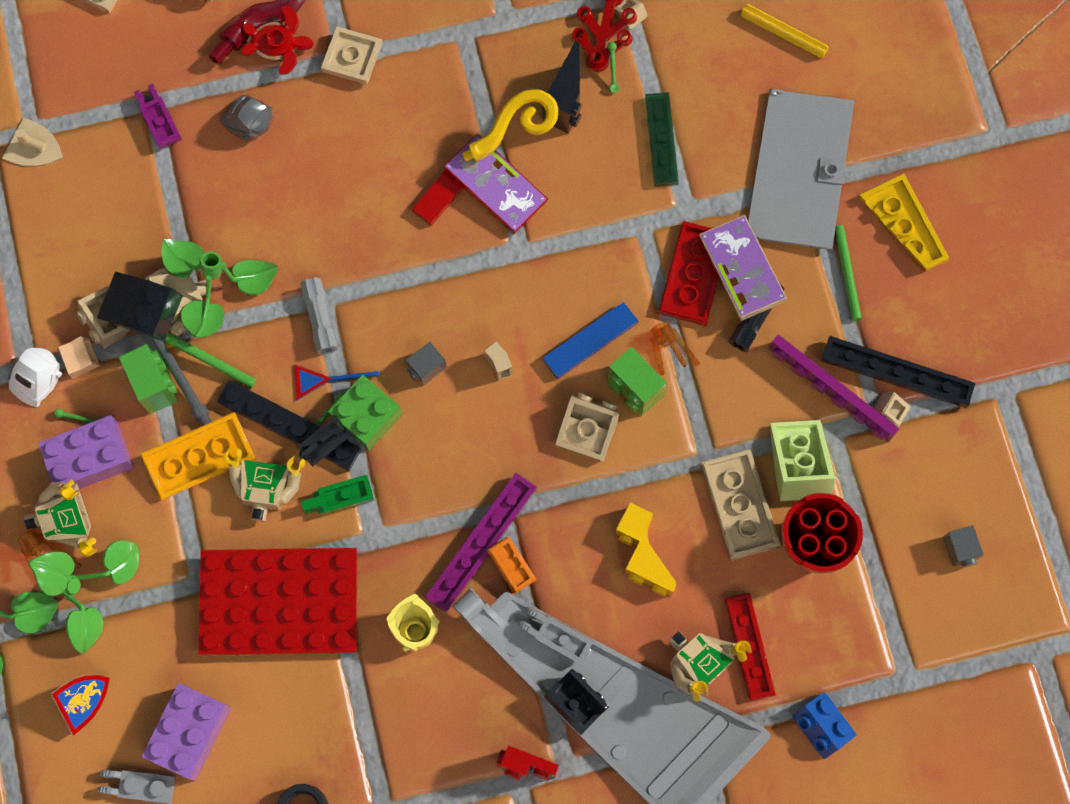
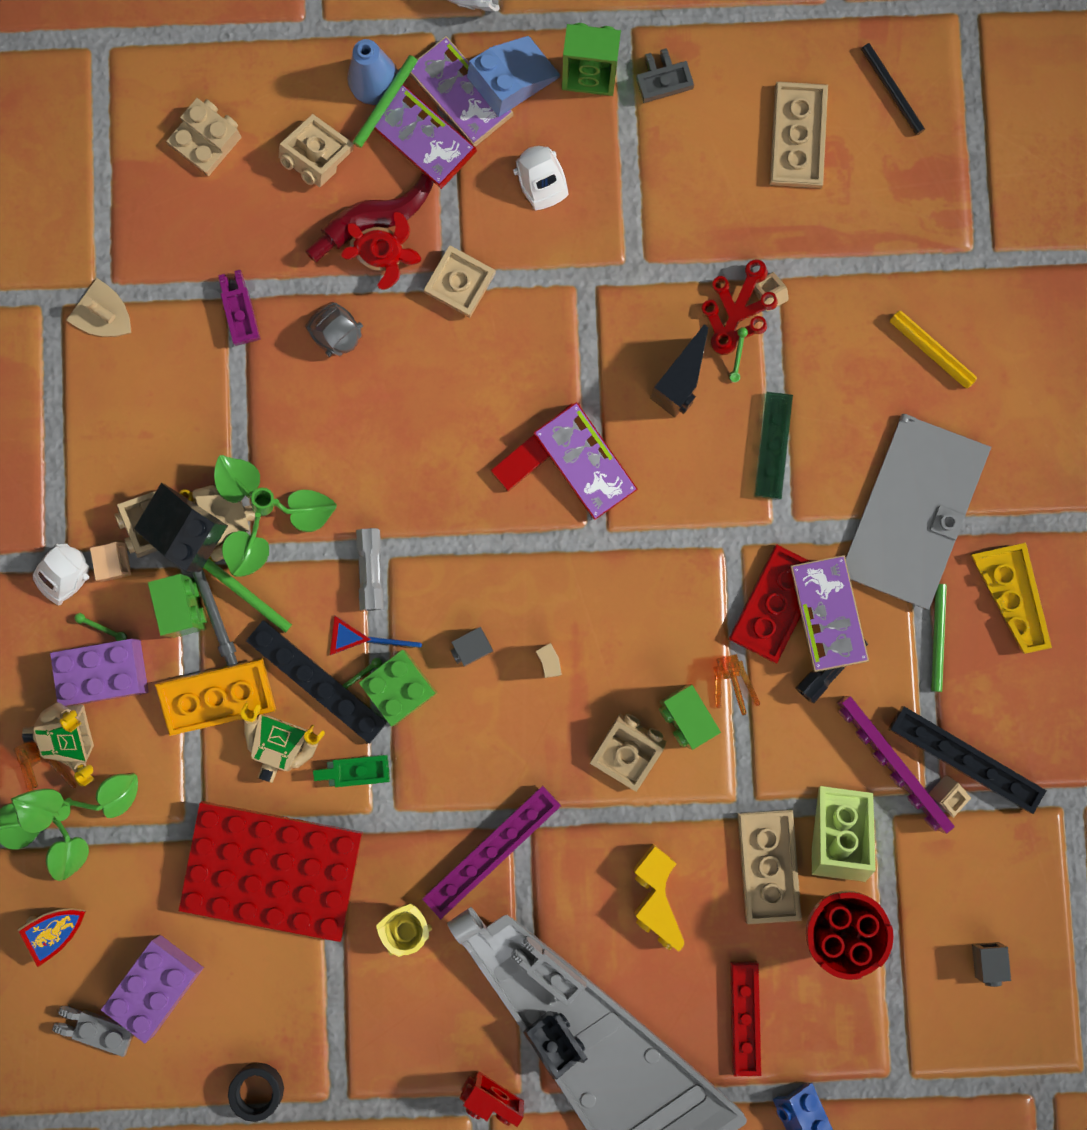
camera: 10 degrees right, 10 degrees up
(323, 441) = (347, 713): black hinge -> none
(488, 144) = (584, 421): yellow plant -> none
(511, 565) = (518, 883): orange plate -> none
(590, 340) = (650, 655): blue tile -> none
(702, 661) = (692, 1031): torso -> none

